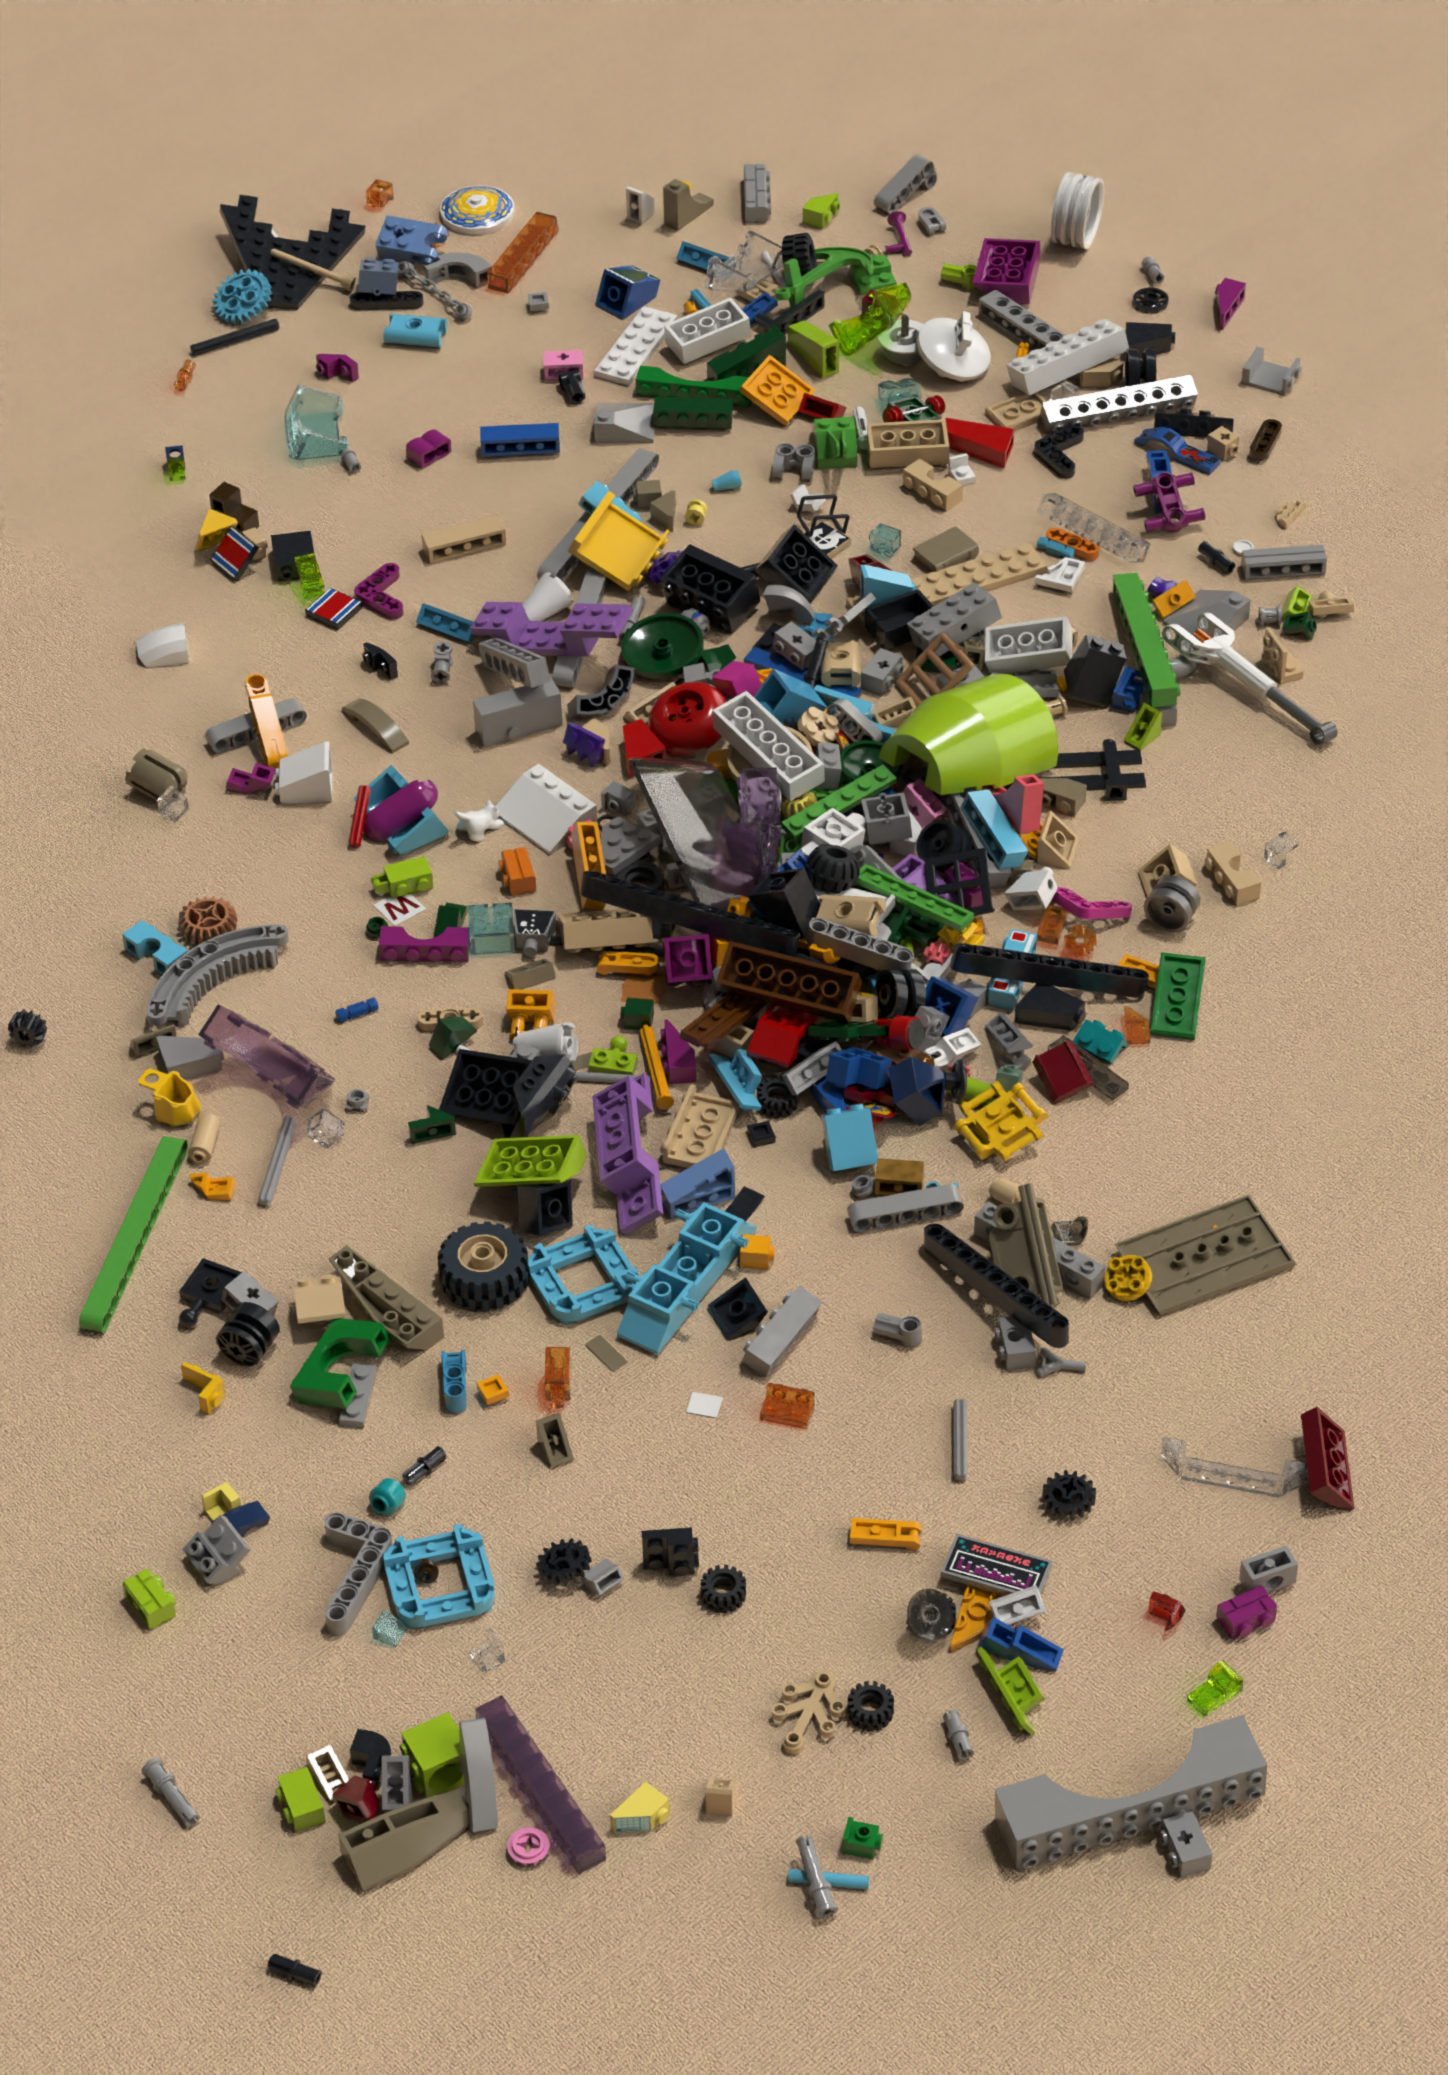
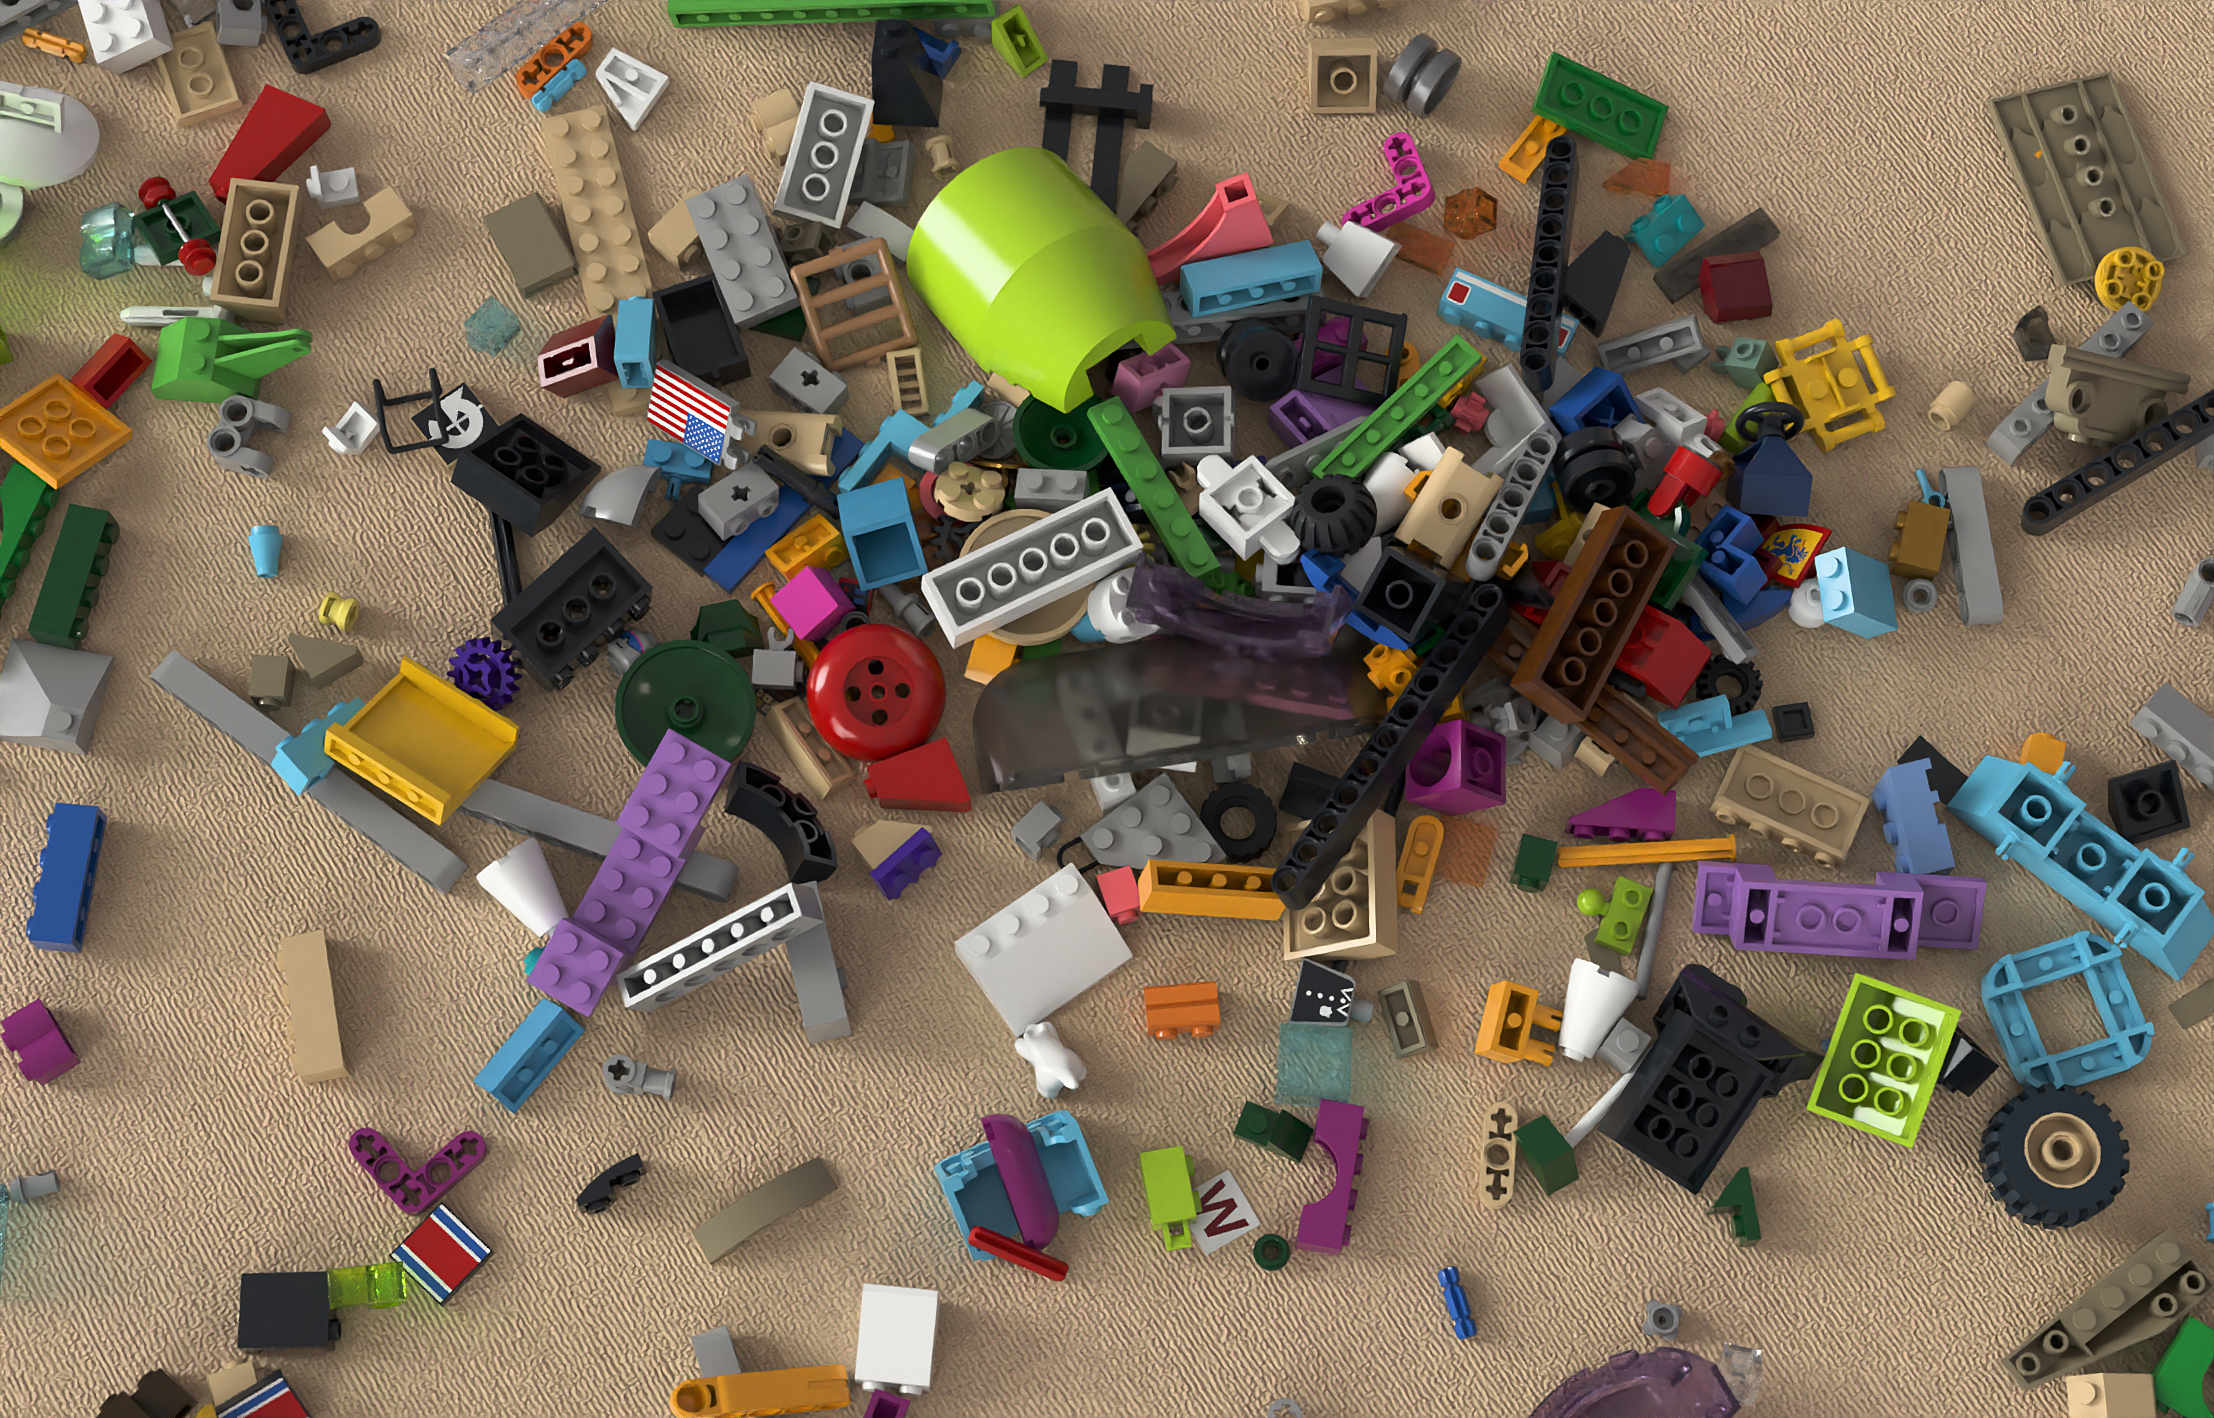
camera: 85 degrees left, 25 degrees up
(636, 607) = (602, 757): light grey pin -> none

